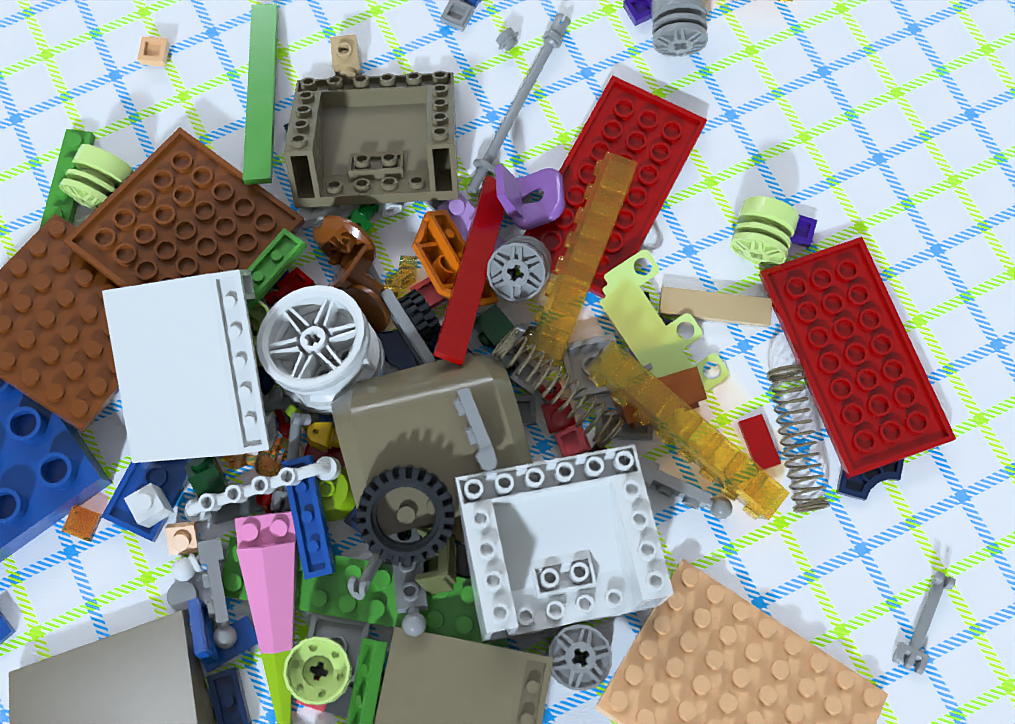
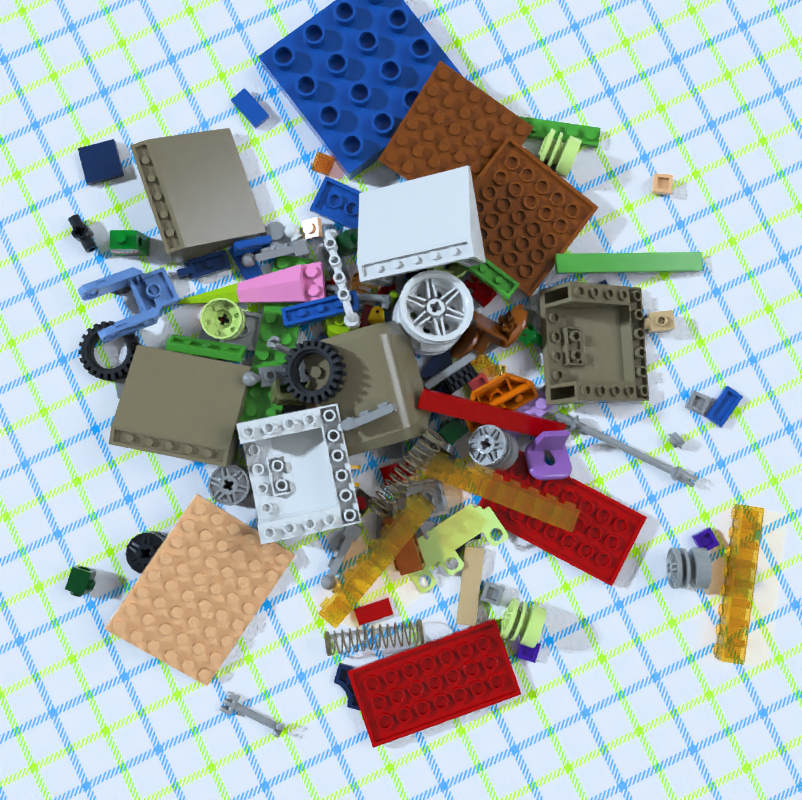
camera: 90 degrees right, 10 degrees up
(149, 505) = (330, 206): white brick -> none
(572, 441) = (372, 483): coral tile -> none
(724, 276) = (492, 593): none -> light grey plate

